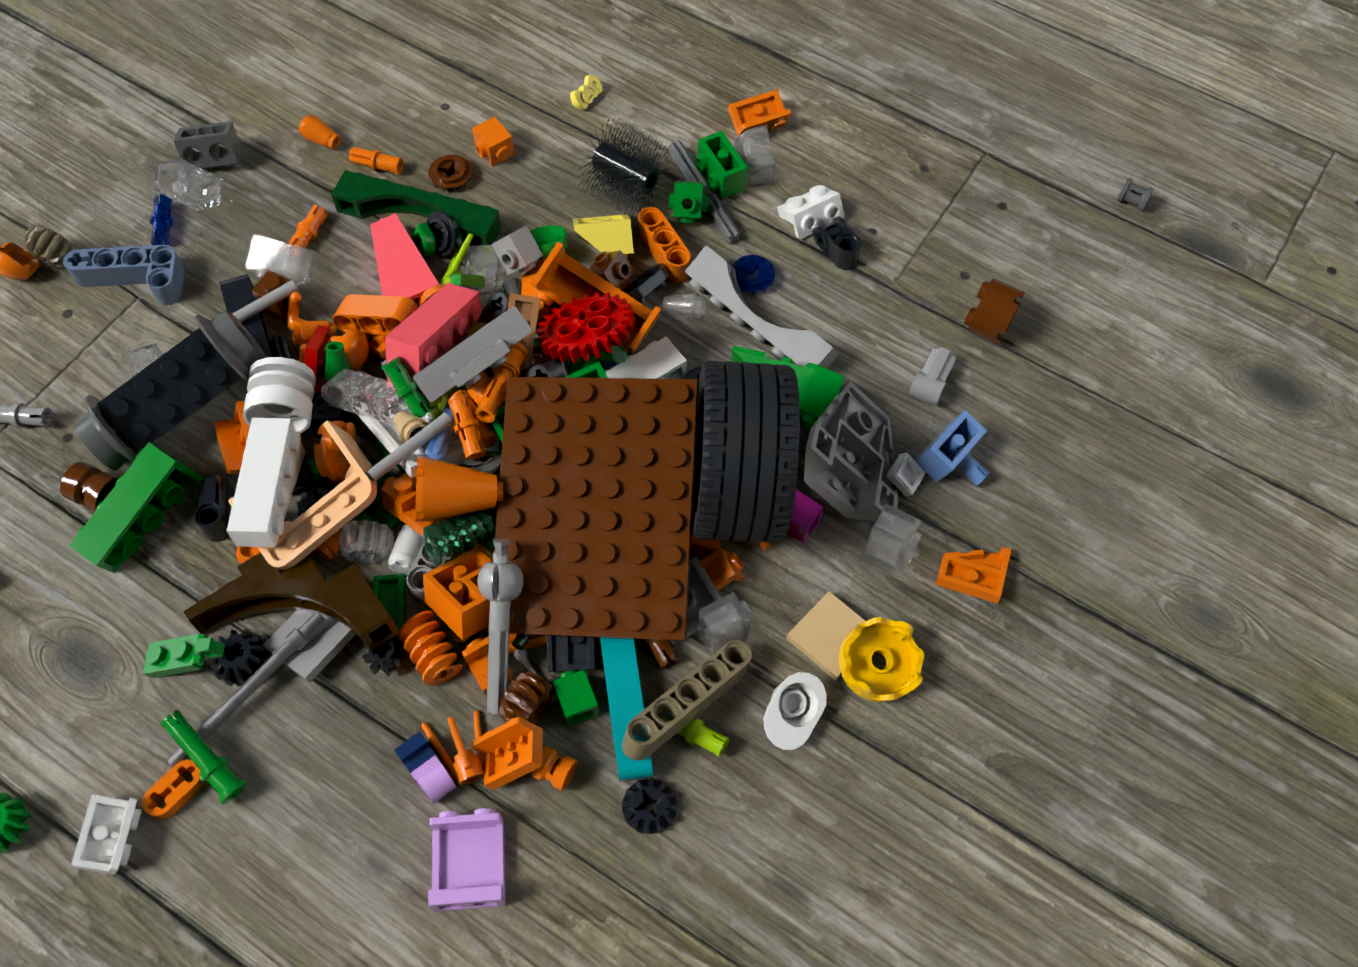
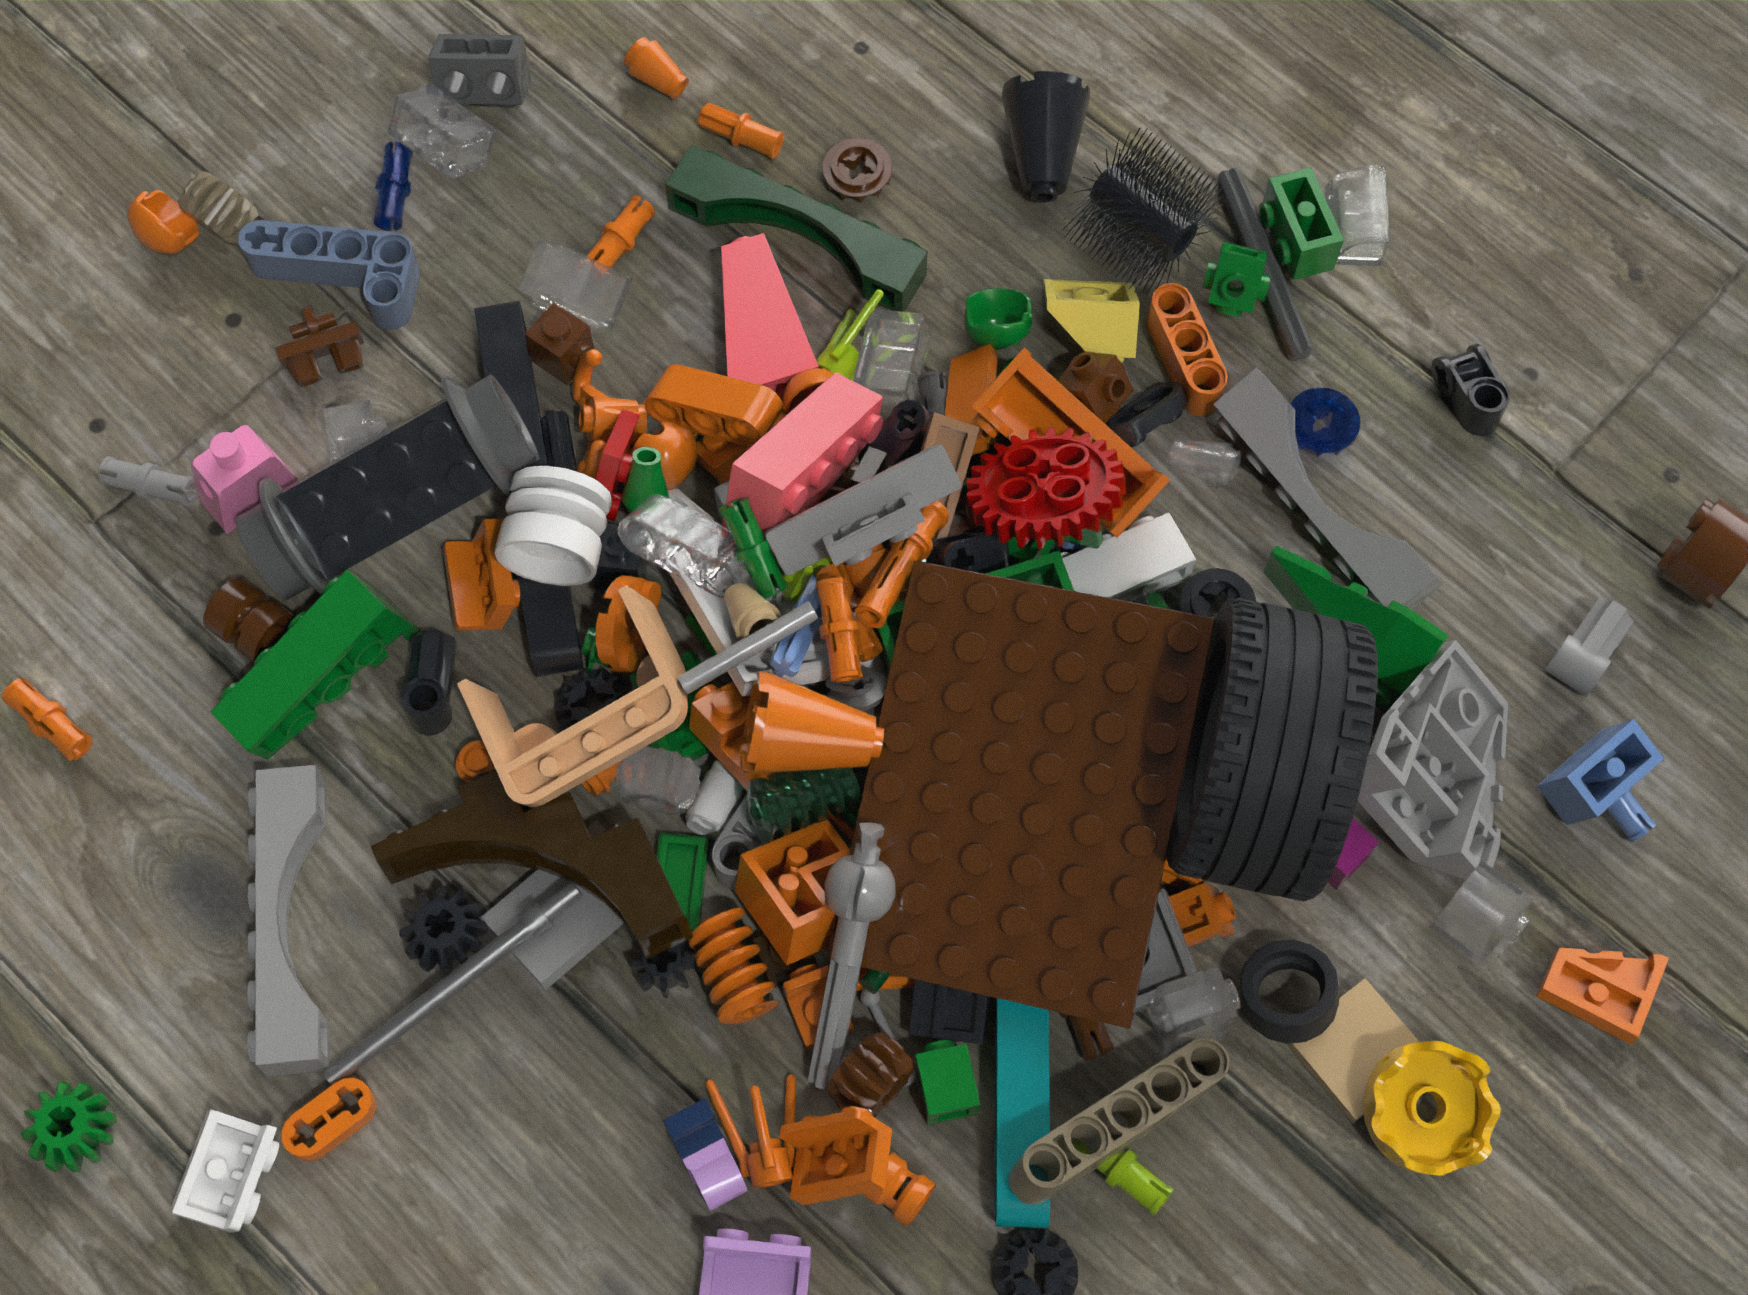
camera: 10 degrees right, 5 degrees up
(67, 398) = (231, 472): none -> bright pink torso
(122, 315) = (302, 354): none -> reddish brown hips
(128, 607) = (289, 819): none -> light grey arch
(180, 655) = (359, 913): green hinge -> none
(211, 767) = (390, 1099): green pin -> none
(265, 482) = (519, 669): white wedge -> none
(266, 301) = (526, 364): light grey bar -> none
(424, 240) = (802, 284): green tile -> none
(437, 222) = (819, 278): black gear -> none
(468, 280) = (865, 371): green tile -> none
(493, 141) = (933, 126): orange brick -> none
(517, 251) = (951, 330): light grey brick -> none
(560, 132) = (1045, 129): none -> black cone
(585, 94) = (1096, 58): light yellow piece -> none
(759, 111) = (1375, 138): orange bracket -> none
(788, 625) = (1283, 956): none -> black tyre
(794, 710) = (1282, 1165): white piece -> none
(811, 210) = (1437, 324): white bracket -> none
(906, 474) = (1519, 805): white tile -> none

